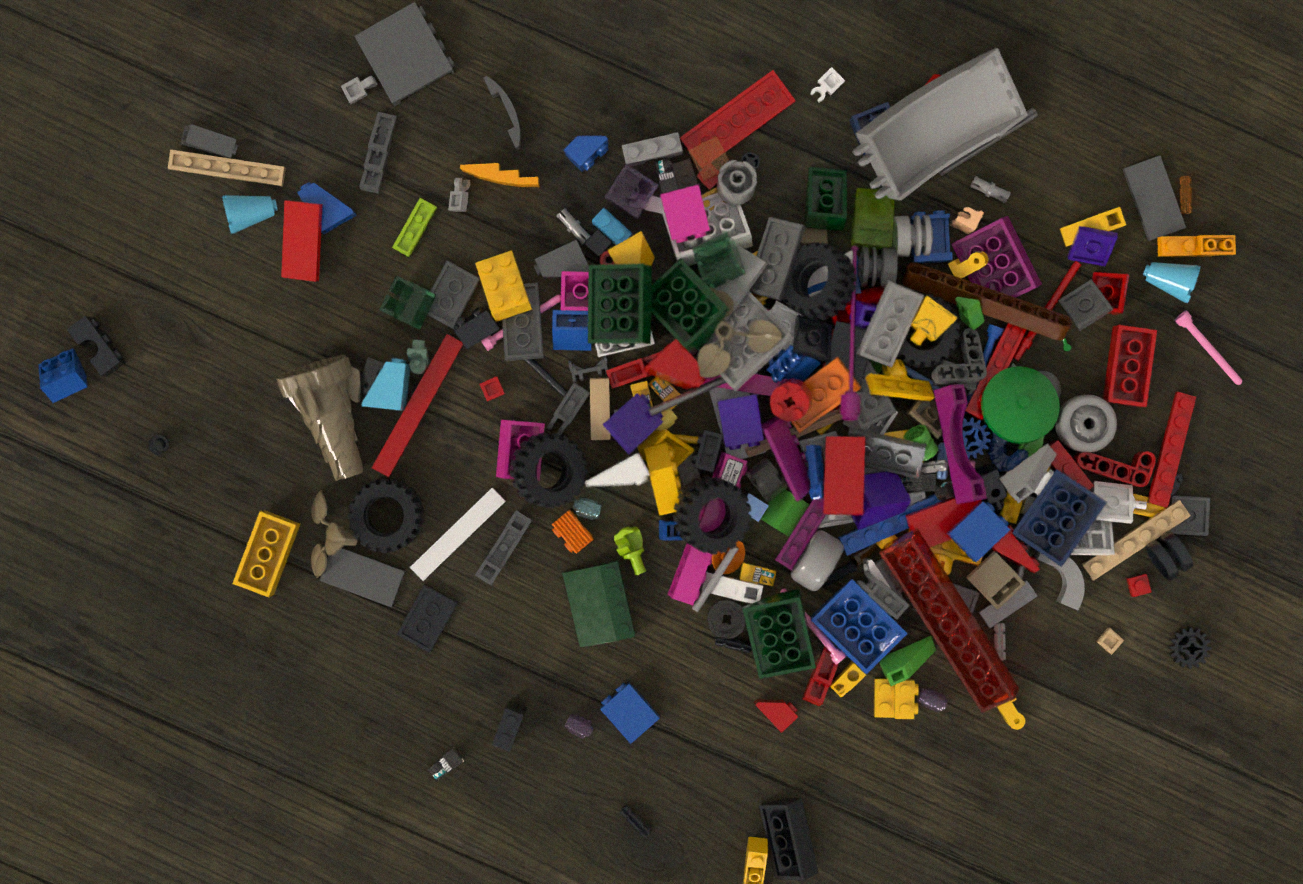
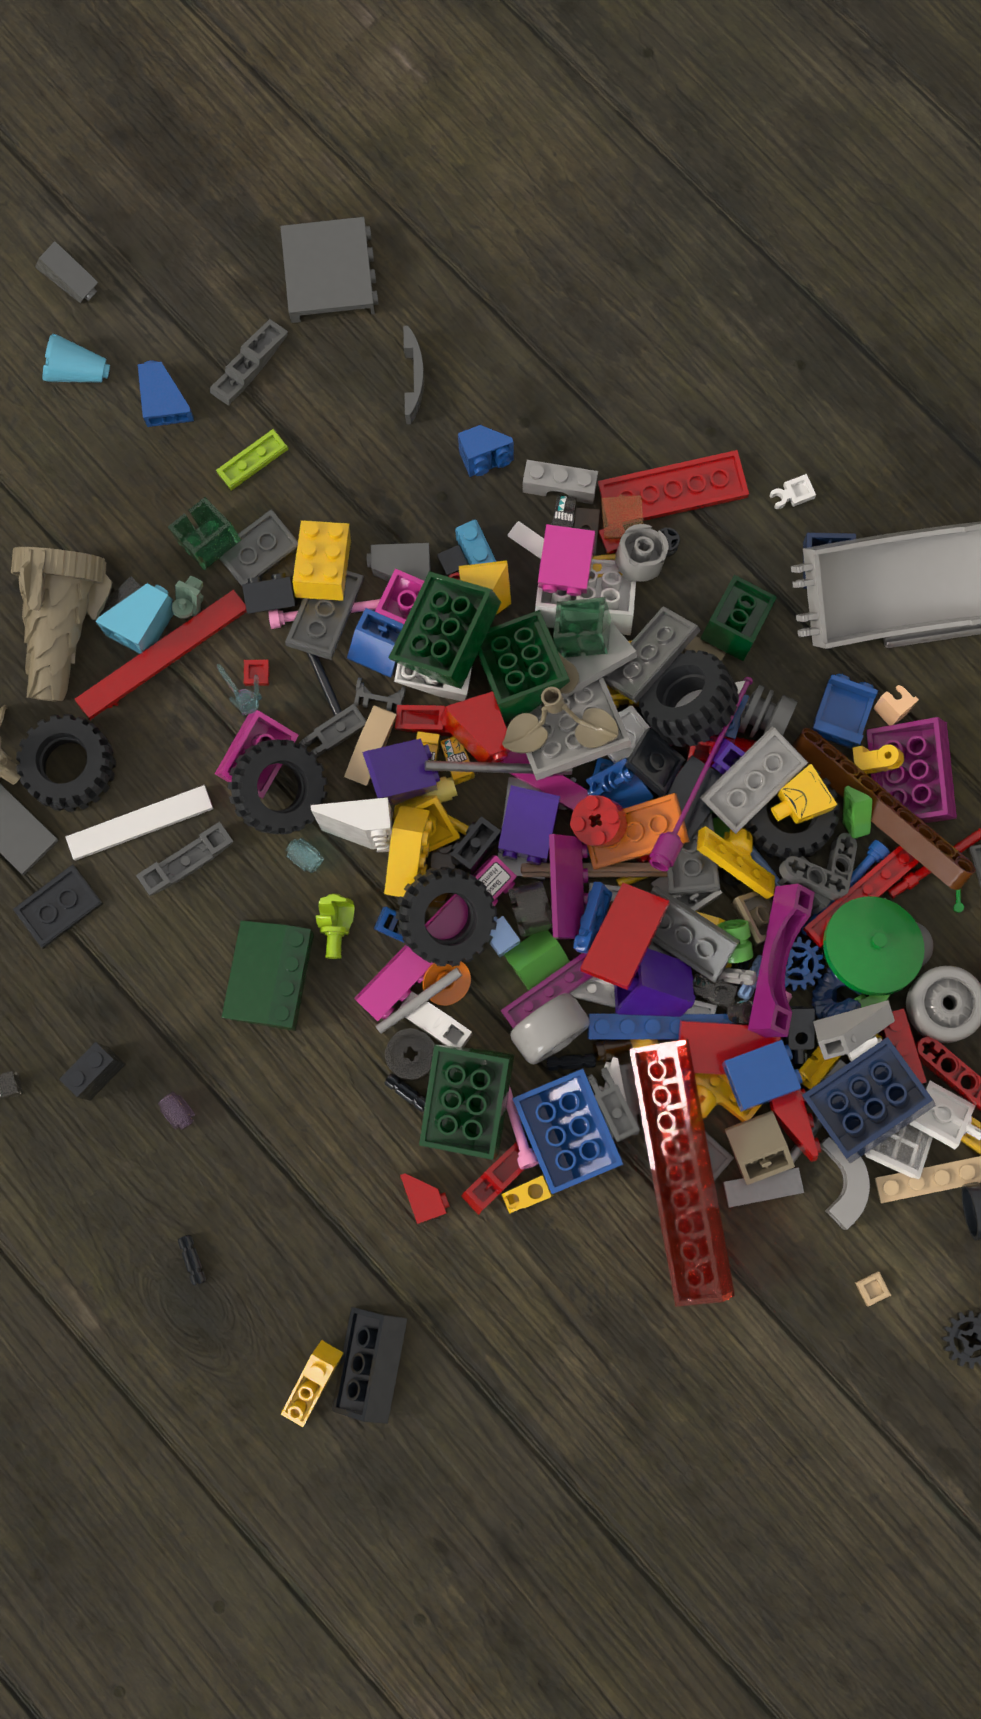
camera: 25 degrees right, 10 degrees down
(226, 168) = (73, 311): tan plate -> none
(301, 240) = (117, 419): red tile -> none
(356, 89) = (256, 285): light grey plate -> none
(459, 198) = (316, 446): light grey plate -> none
(493, 173) = (368, 436): light orange slope -> none
(495, 415) = (245, 699): none -> clear light blue plant
(572, 531) = (274, 875): orange brick -> none
(573, 226) = (433, 530): light grey pin -> none
(629, 711) = (244, 1119): blue brick -> none
(631, 192) = (515, 517): clear purple slope -> none
(757, 574) = (472, 1019): yellow leg -> none
(872, 220) = (784, 661): clear neon green slope -> none
(895, 700) = (576, 1245): yellow plate -> none
(906, 661) = (610, 1202): bright green slope -> none
(912, 235) = (823, 695): light grey wheel -> none
(932, 699) = (621, 1266): clear purple brick -> none
(990, 189) = (937, 685): light grey pin -> none
(999, 640) = (735, 1228): light grey axle -> none
(1011, 715) = (710, 1324): yellow leg -> none
(1138, 585) = (936, 1234): red plate -> none

